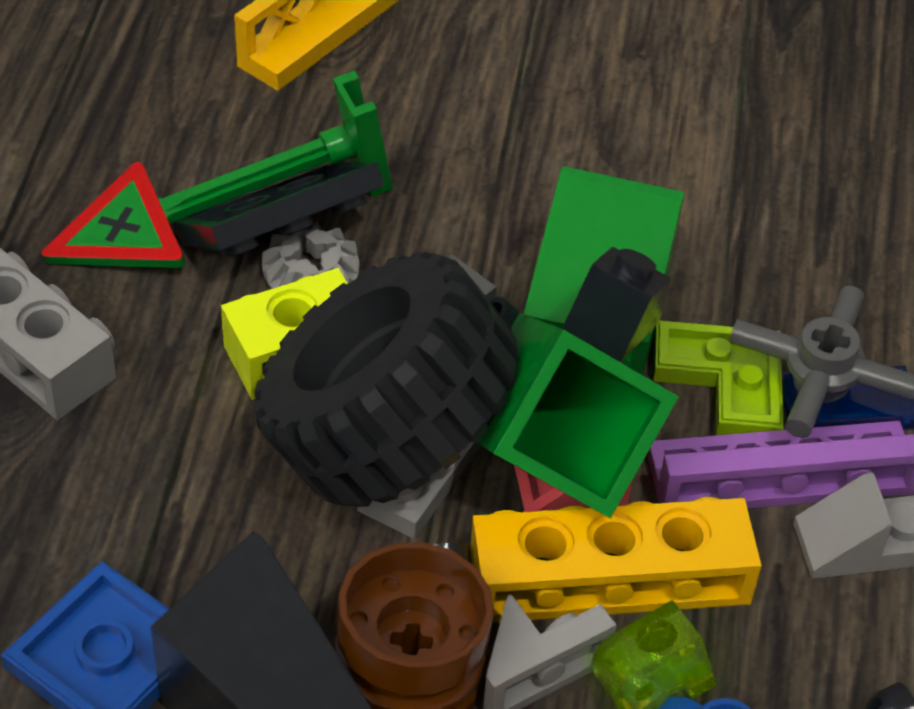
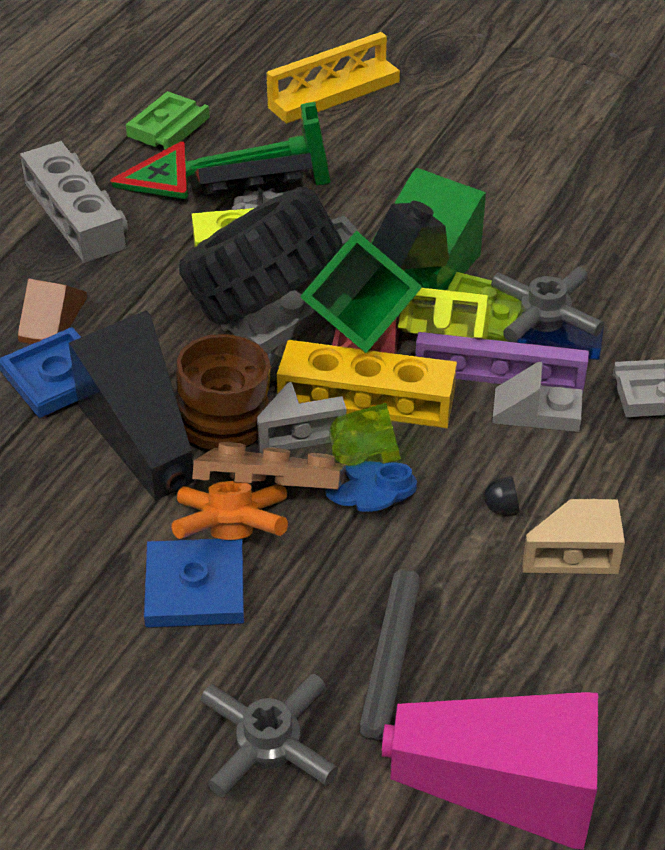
camera: 20 degrees right, 5 degrees down
(45, 536) = (48, 309): none -> slope
(94, 125) = (167, 121): none -> bright green plate
(716, 412) = (447, 314): none -> neon yellow window

